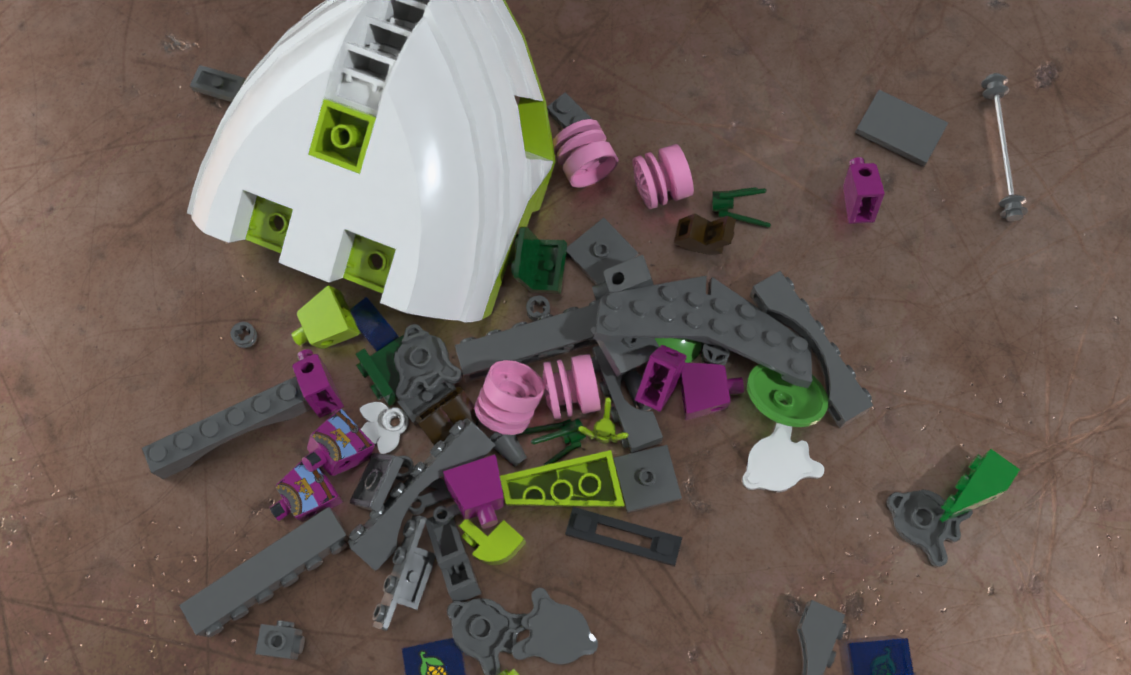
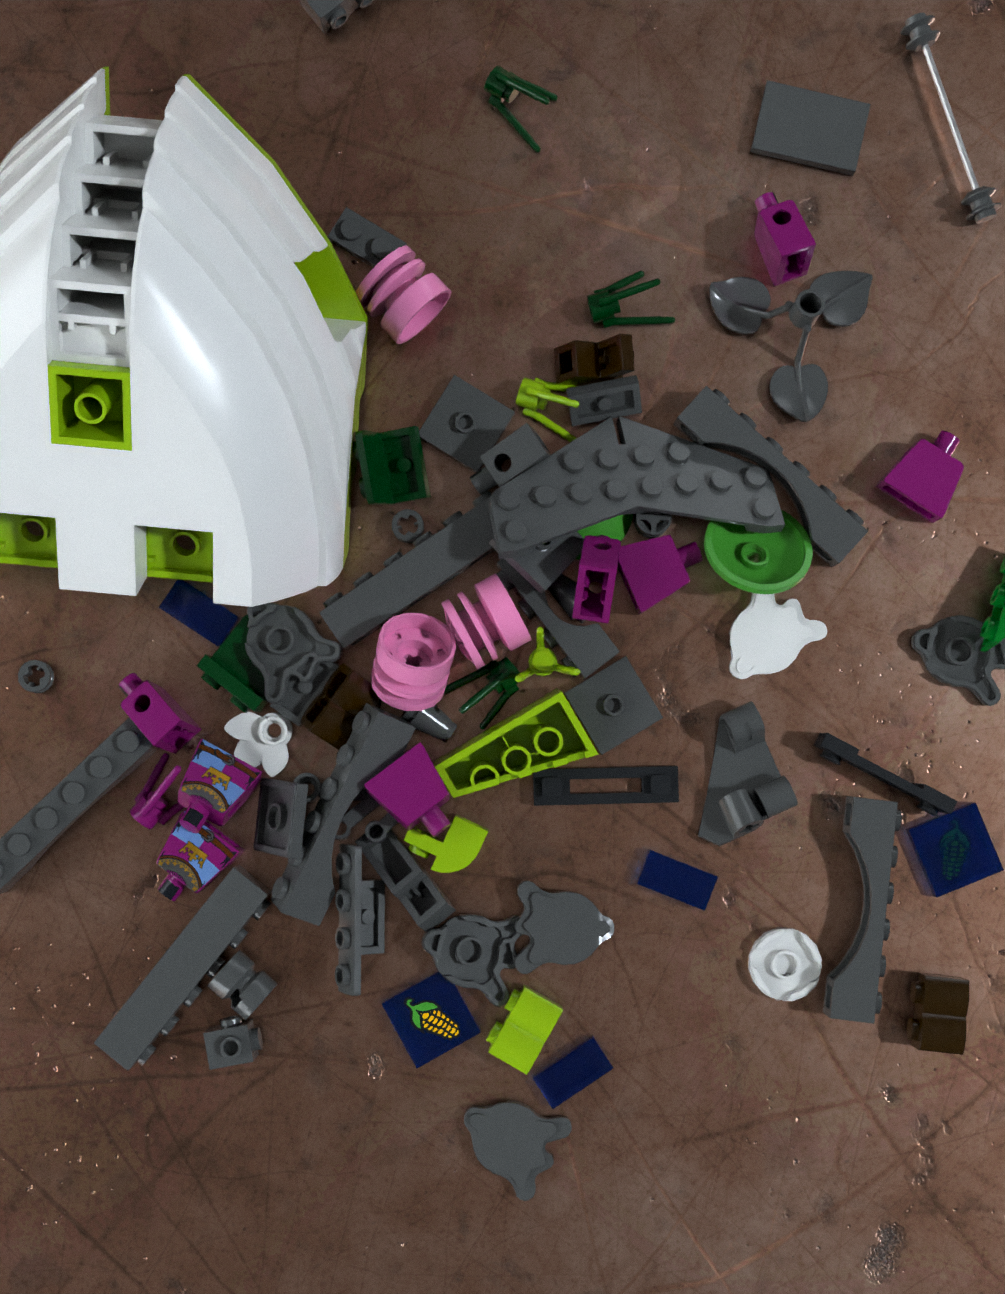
camera: 25 degrees left, 15 degrees up
(287, 447) = (150, 804): none -> magenta plant
(303, 598) = (242, 984): none -> dark grey wheel
(325, 320) = (138, 629): lime torso -> none
(656, 625) = (677, 879): none -> clear blue tile
(657, 246) = (536, 394): none -> lime plant
(668, 175) = (523, 294): bright pink wheel -> none
(697, 47) = (506, 86): none -> dark green plant
(704, 262) = (604, 400): none -> dark grey plate
(730, 562) = (743, 779): none -> dark grey panel
(871, 622) = (930, 799): none -> black container
(894, 244) = (837, 295): none -> dark grey plant
(926, 381) = (925, 476): none -> magenta torso

